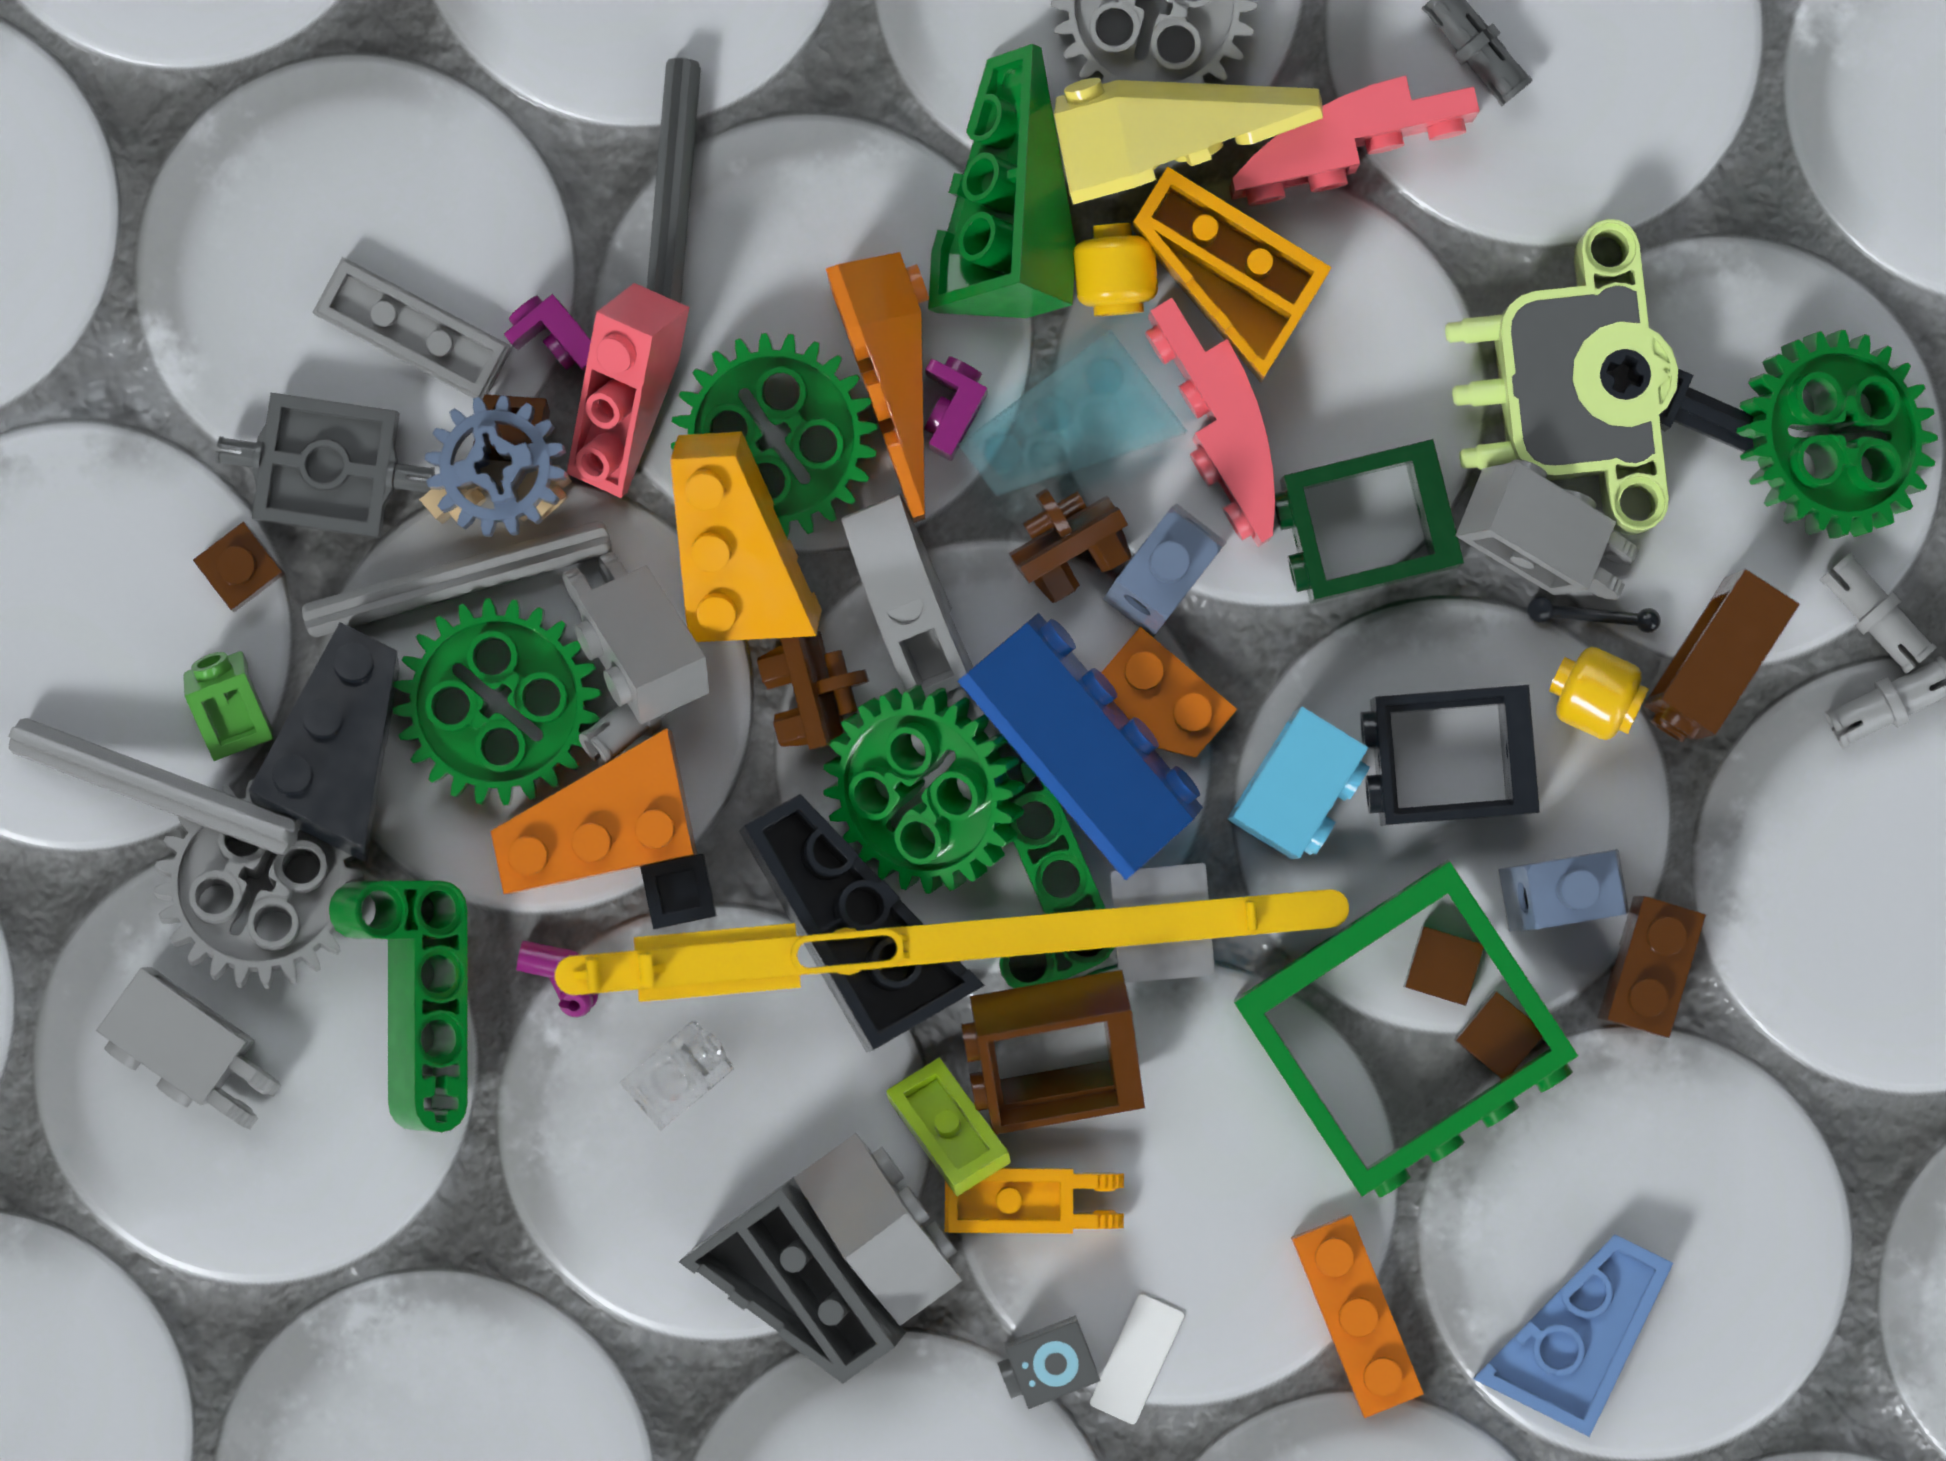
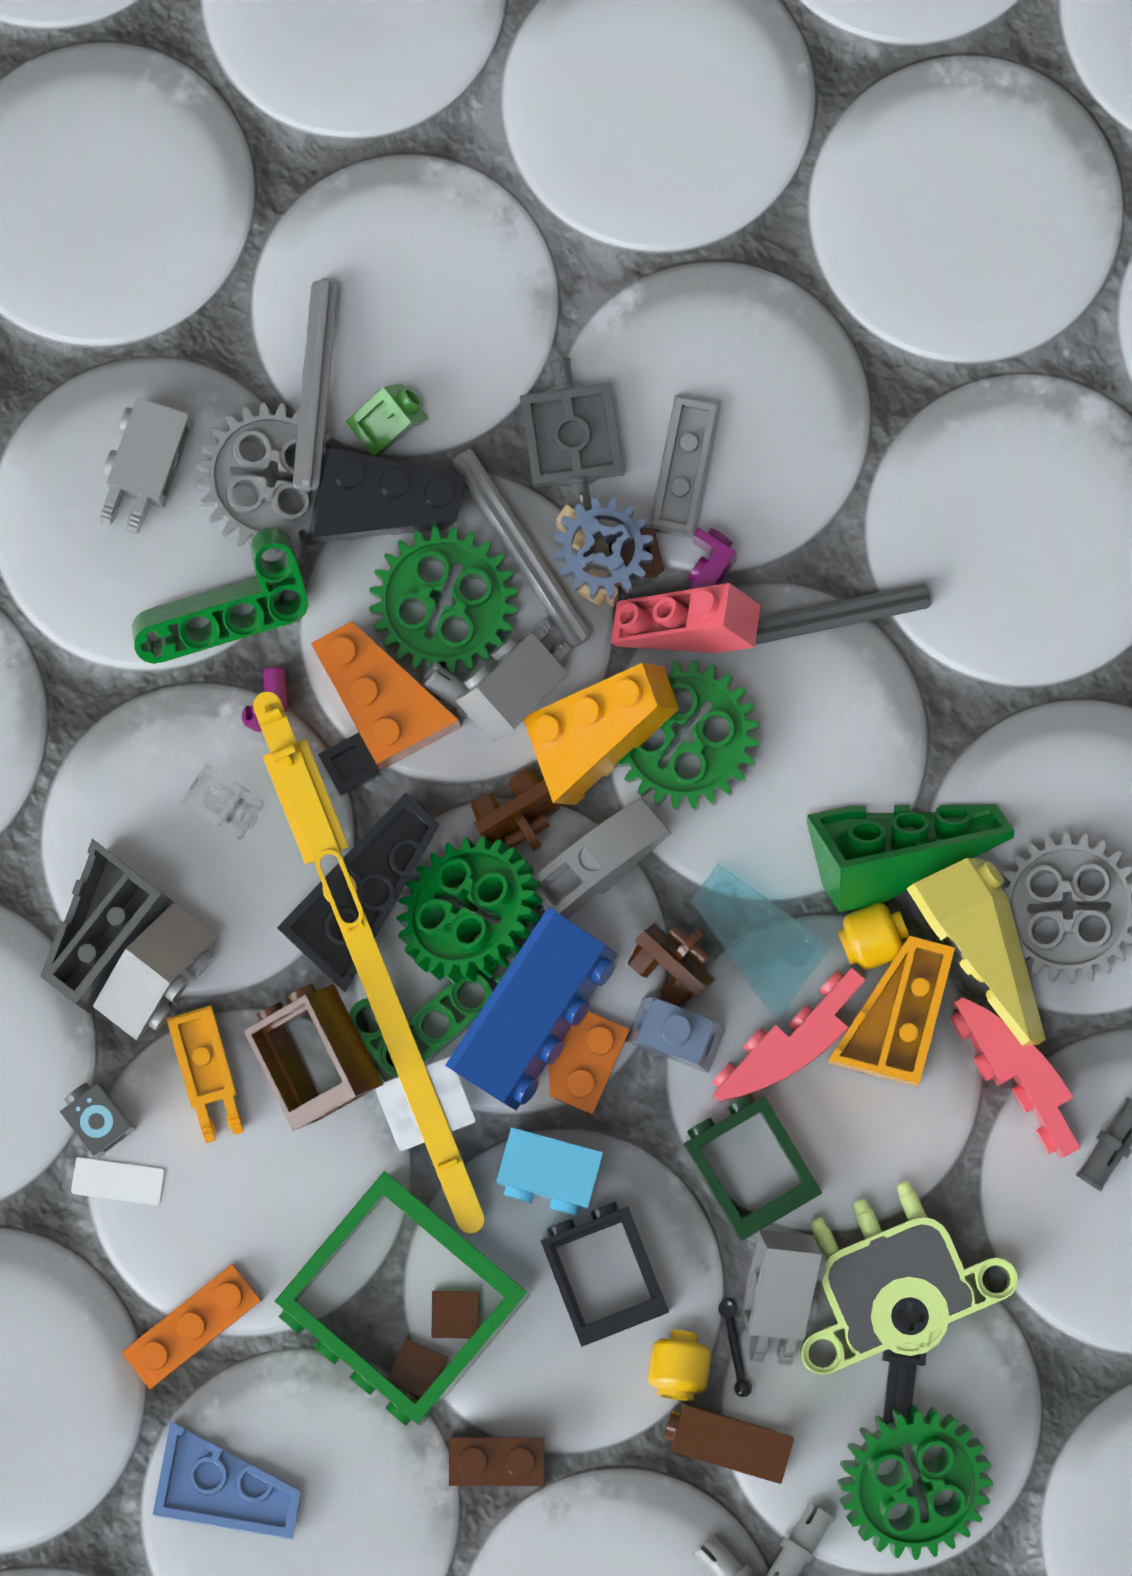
camera: 80 degrees right, 5 degrees down
(239, 566) = (485, 398): reddish brown plate -> none
(884, 327) = (782, 788): orange wedge -> none
(948, 1126) = (240, 998): lime plate -> none
(953, 418) = (735, 855): magenta bracket -> none
(1564, 891) = (533, 1385): sand blue torso -> none

